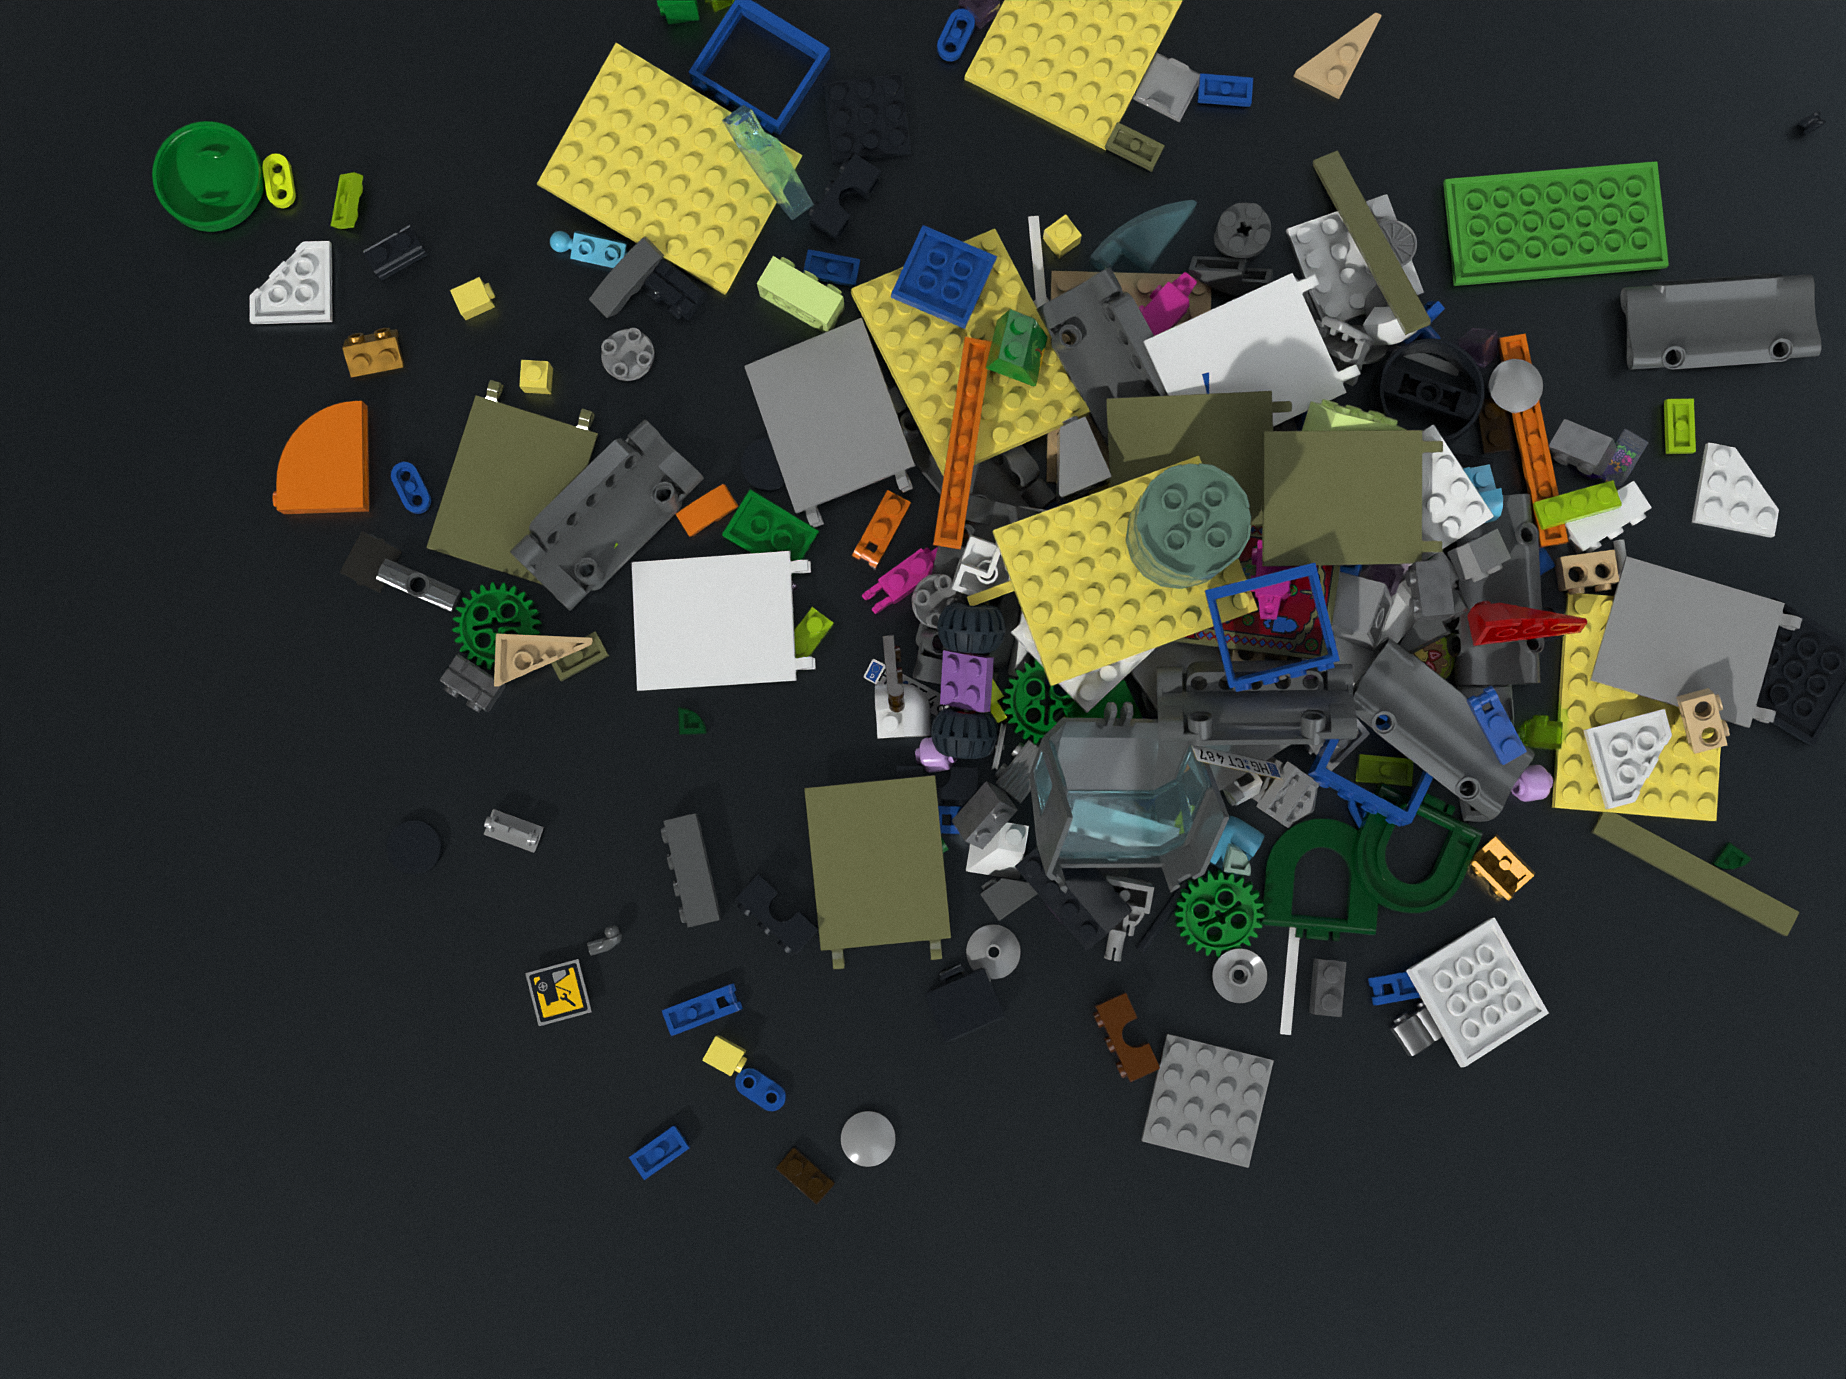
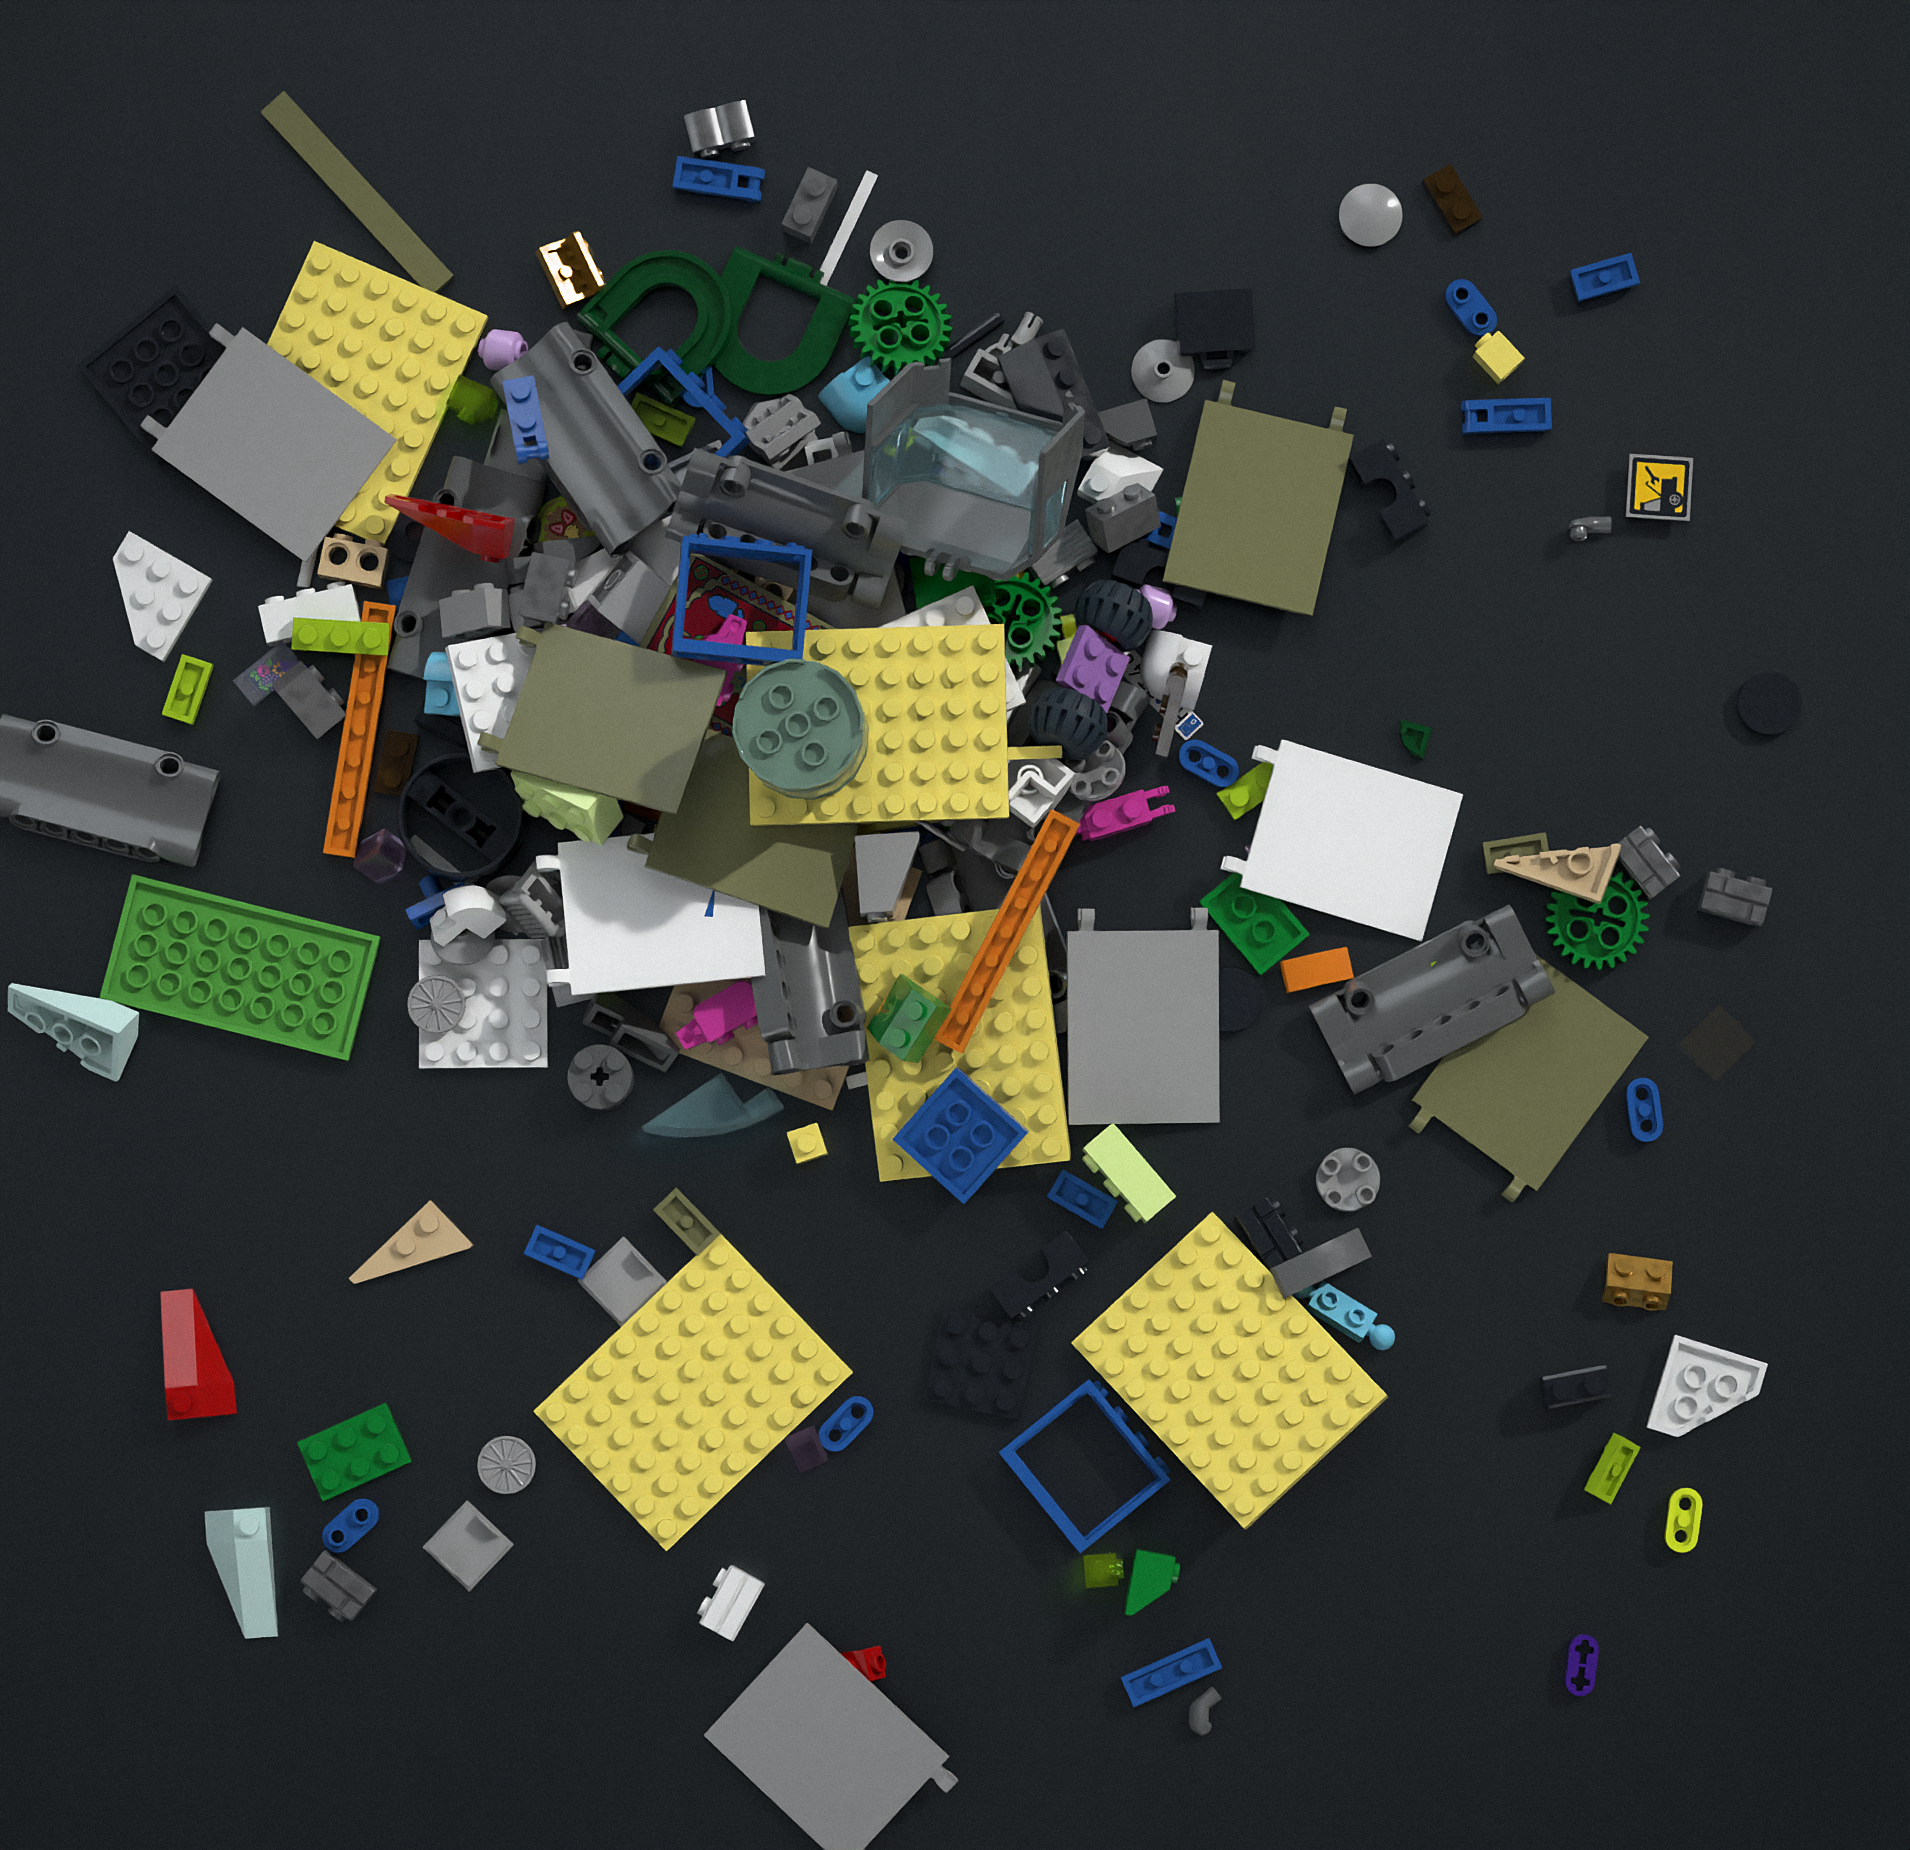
camera: 160 degrees left, 0 degrees up
(208, 176) = (1762, 1551): green piece -> none
(318, 46) = (1573, 1664): none -> dark purple beam
(326, 463) = (1731, 1168): orange brick -> none
(391, 679) = (1735, 898): none -> flat silver brick
(403, 579) = (1686, 1009): dark grey piece -> none
(473, 298) = (1502, 1304): light yellow brick -> none
(513, 830) = (1652, 684): light grey hinge -> none
(536, 376) = (1460, 1187): light yellow brick -> none
(692, 870) = (1467, 571): dark grey brick -> none
(768, 161) = (1115, 1338): clear light blue slope -> none
(848, 644) = (1210, 760): none -> blue plate
(882, 528) = (1125, 882): orange plate -> none
(999, 747) = (1078, 589): light grey wheel -> none
(1037, 260) = (844, 1124): white sticker -> none
(1133, 1060) = (1048, 199): reddish brown arch -> none
(1207, 1100) = (983, 130): light grey plate -> none
(1236, 762) = (828, 472): white sticker -> none
(1236, 861) = (863, 373): sand green tile -> none
(1371, 243) = (463, 1010): olive tile -> none
(1477, 992) = (648, 144): white plate -> none
(1515, 385) = (357, 795): light grey dish -> none
(1626, 754) = (389, 343): white plate -> none
(1652, 138) = (88, 1026): none -> light aqua wedge
(1695, 723) = (300, 351): tan brick -> none
(1731, 857) = (312, 195): dark green tile -> none

